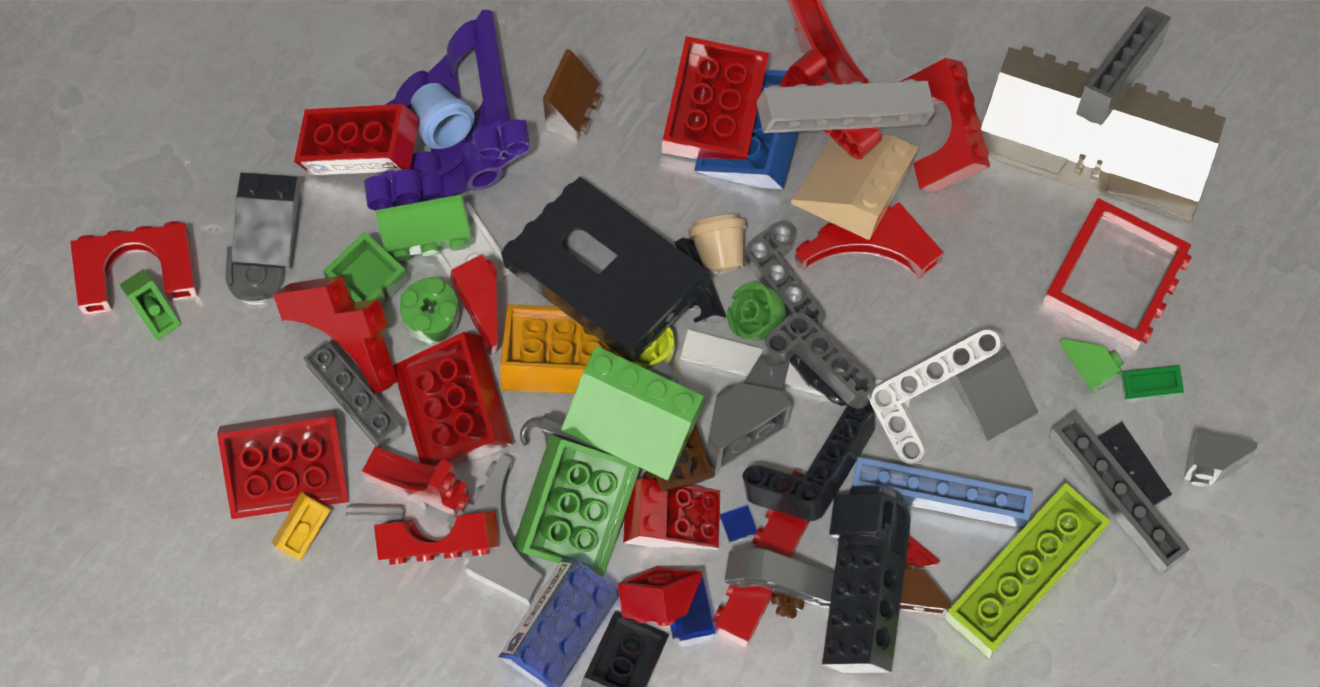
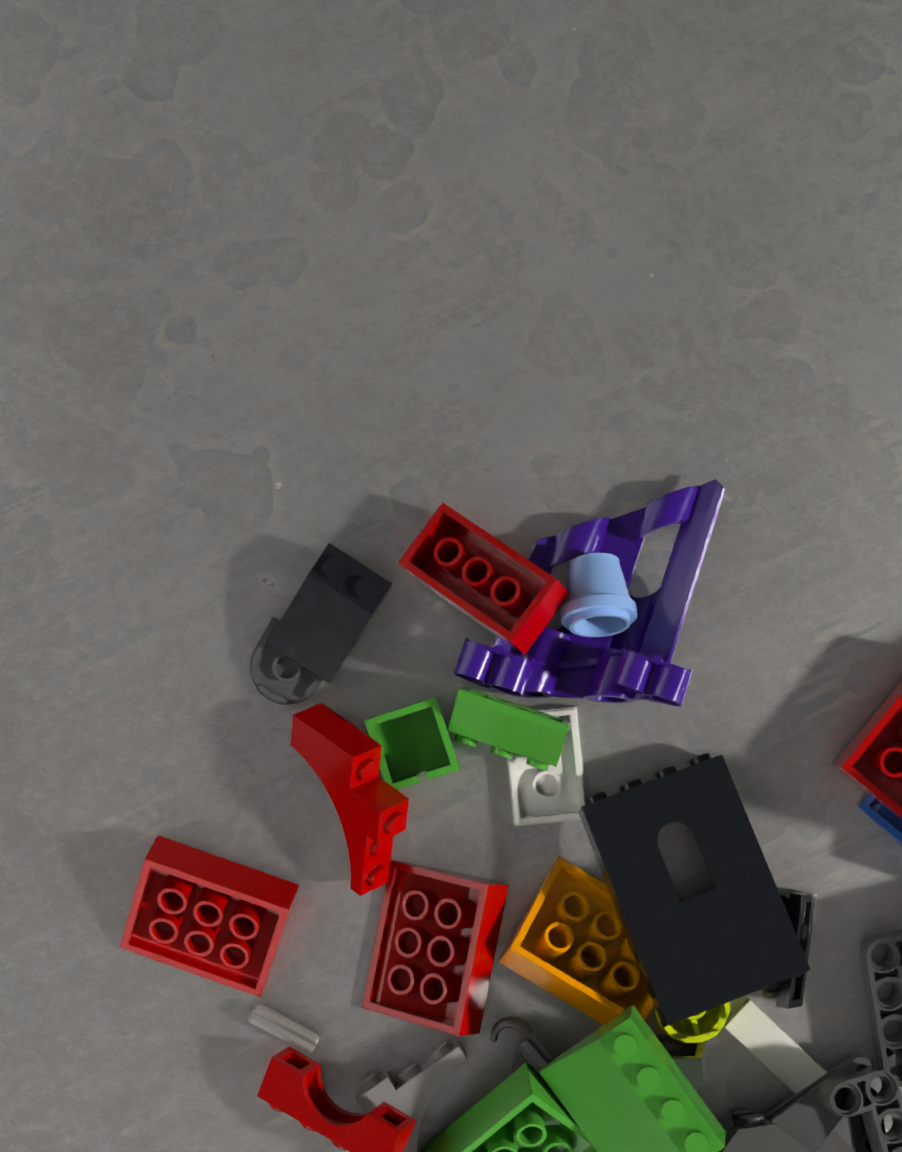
camera: 30 degrees right, 15 degrees up
(96, 256) = (112, 552): red arch -> none
(150, 304) = (148, 642): bright green slope -> none
(300, 526) = (191, 1000): yellow slope -> none
(353, 395) = (326, 881): dark grey brick -> none
(418, 481) = (349, 1032): red arch -> none
(439, 297) = (481, 839): bright green brick -> none
(477, 291) = (532, 845): red slope -> none
(571, 98) = (762, 654): reddish brown slope -> none
(719, 242) = (842, 921): tan piece -> none
(755, 311) = (838, 1031): bright green cylinder -> none

